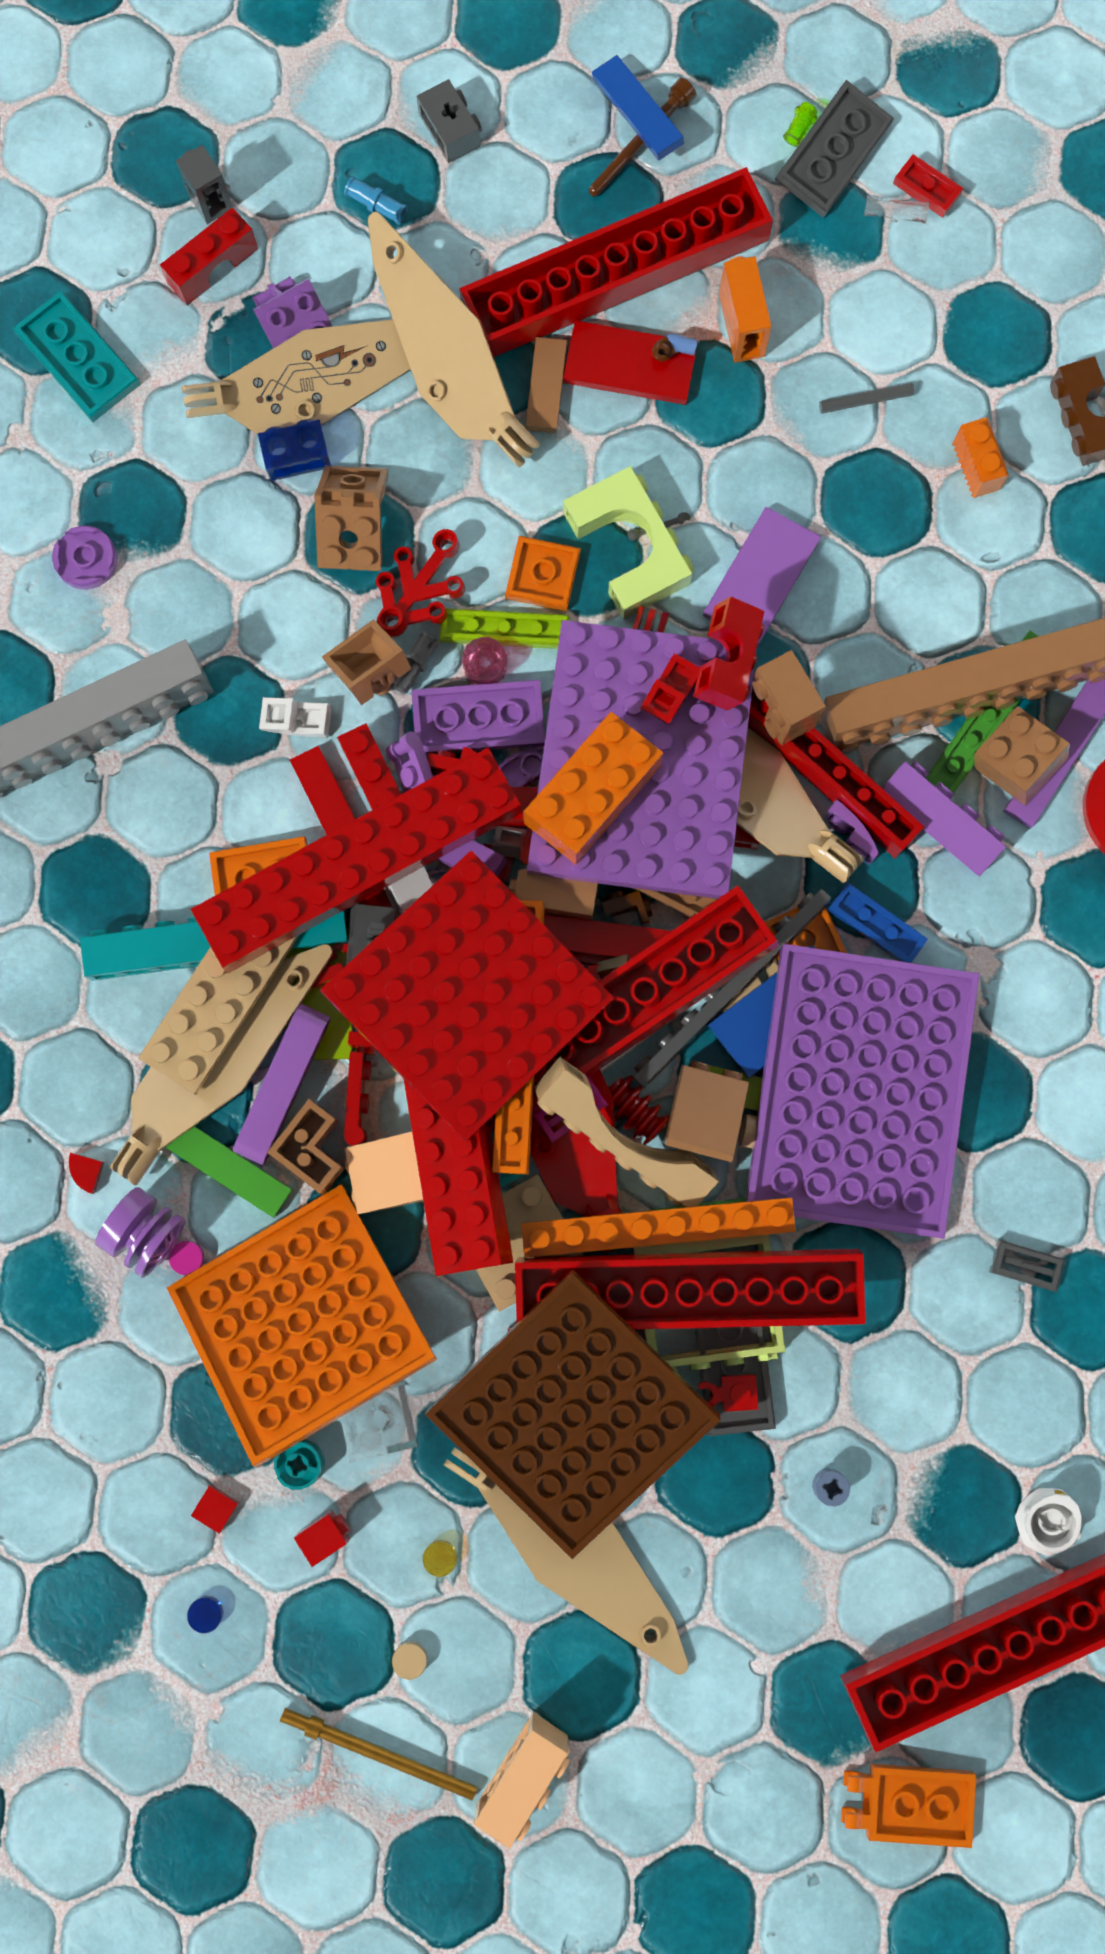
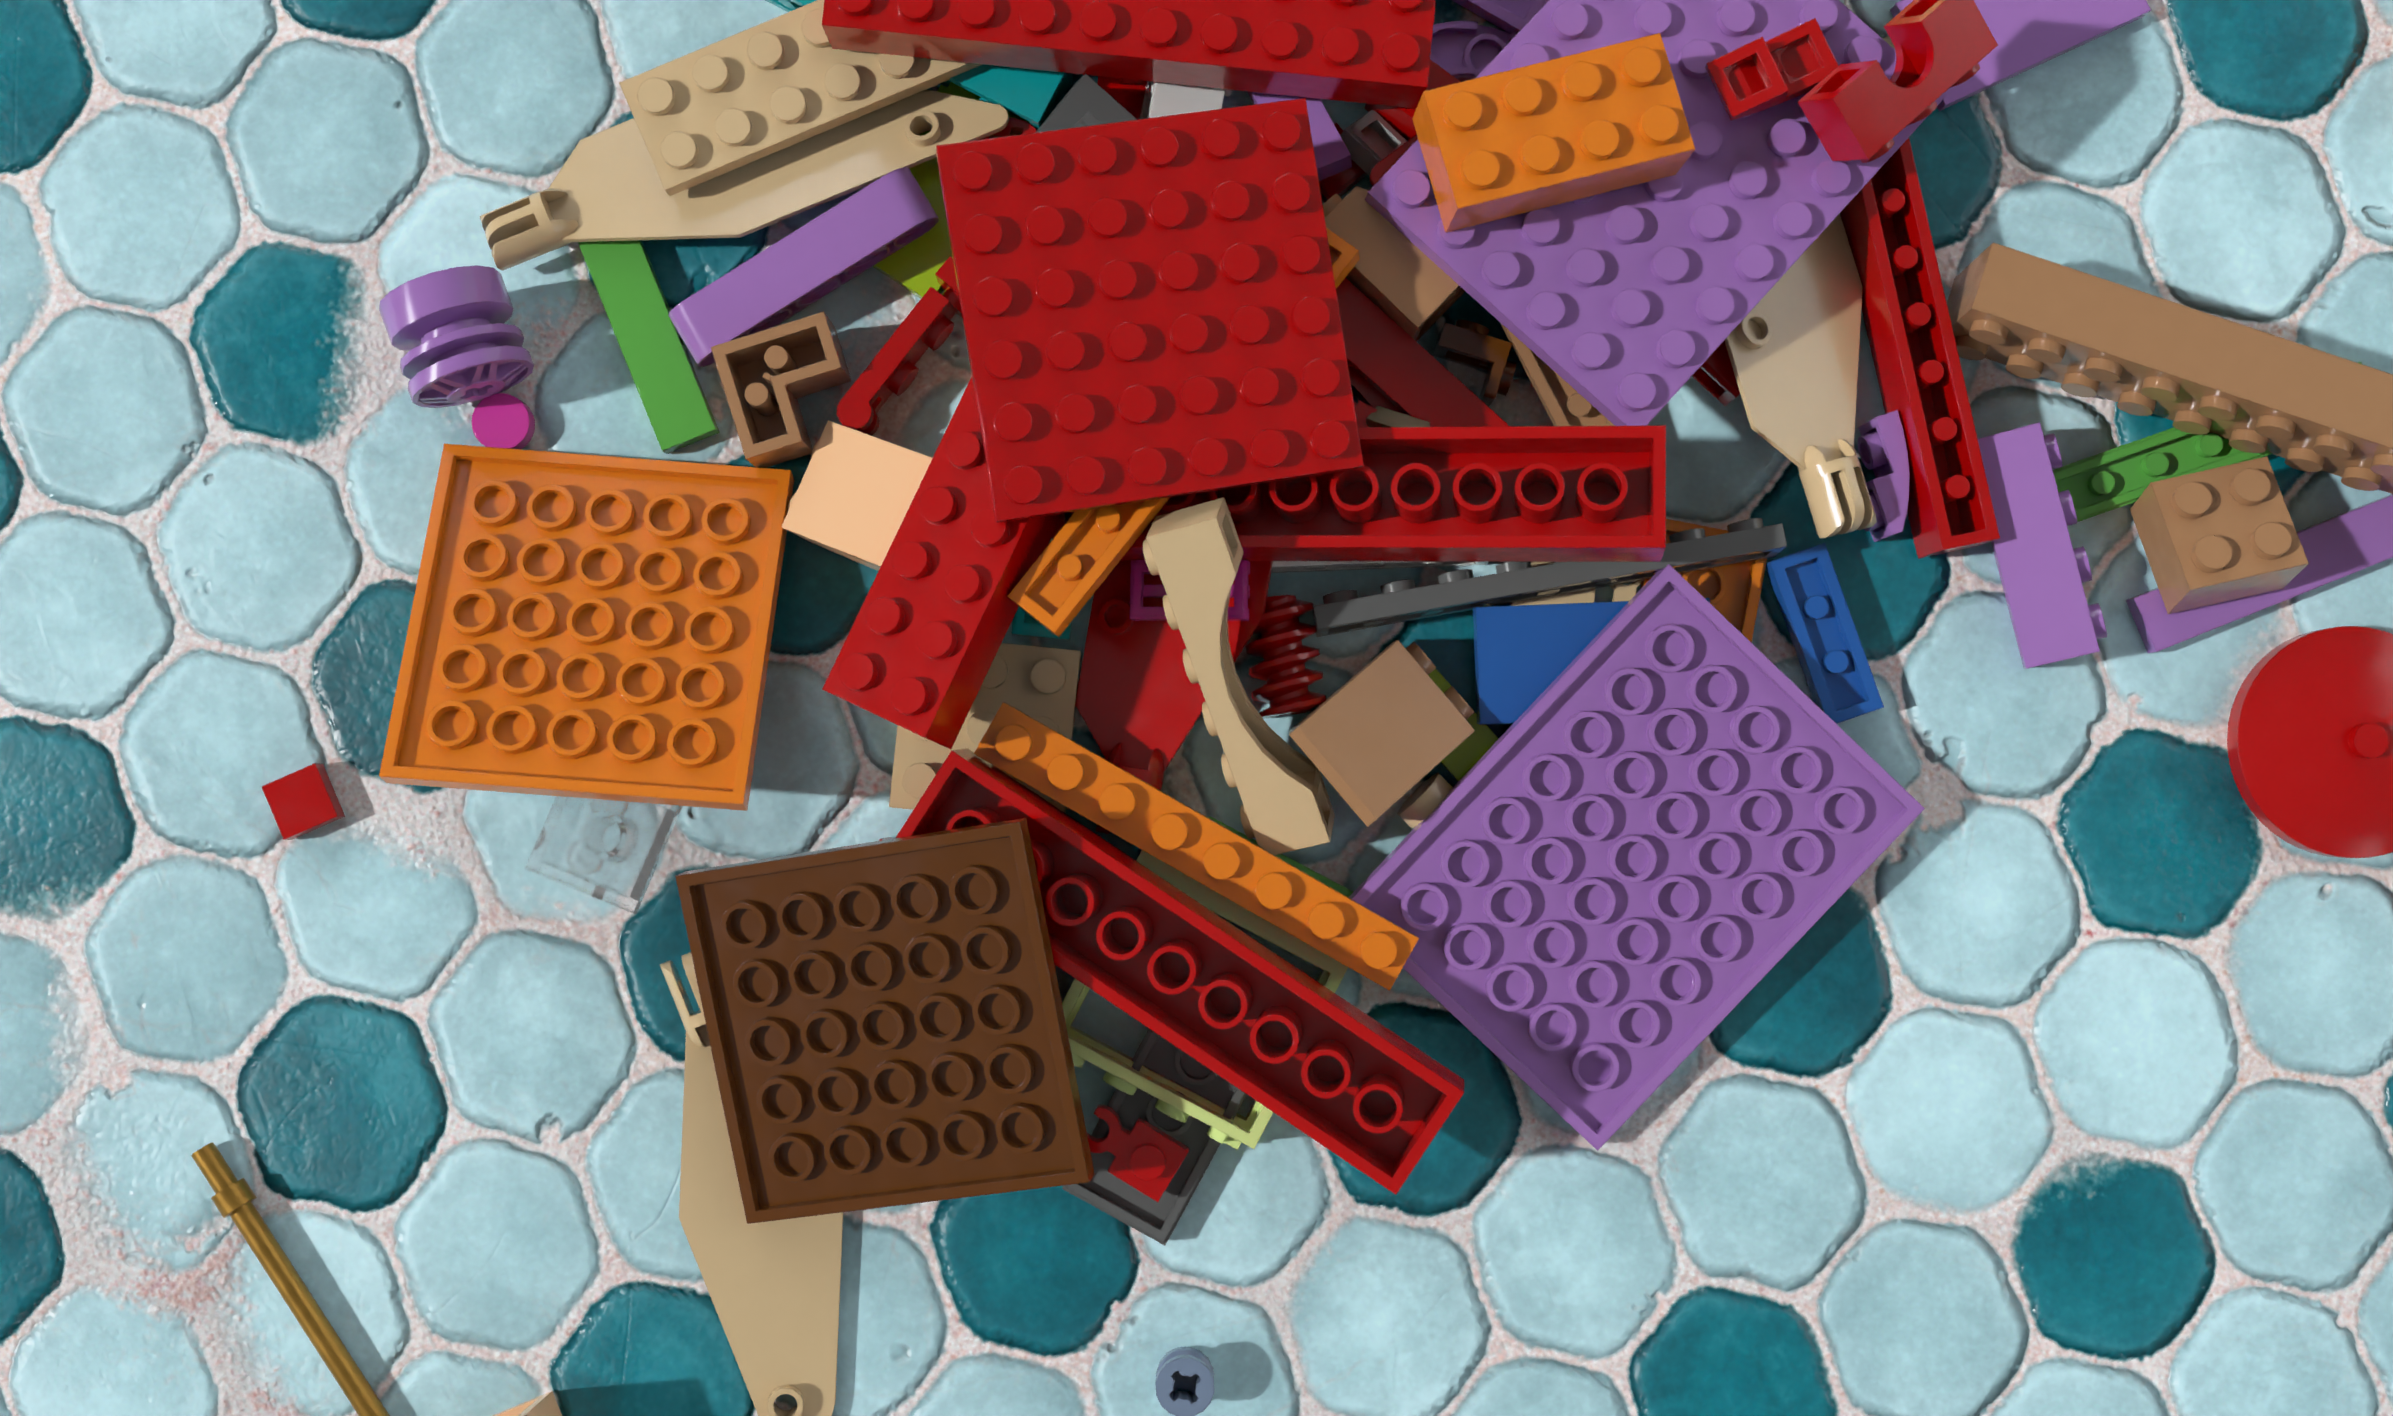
camera: 30 degrees right, 5 degrees up
(85, 1171) = (444, 202): red tile -> none
(205, 1614) = (191, 937): clear blue tile -> none
(300, 1479) = (485, 824): teal wheel -> none
(323, 1537) = (423, 947): red brick -> none
(409, 1660) = (428, 1200): tan tile -> none
(439, 1558) = (568, 1090): clear yellow tile -> none
(790, 697) = (1941, 203): medium nougat brick -> none
(999, 1257) = (1657, 1232): dark grey tile -> none

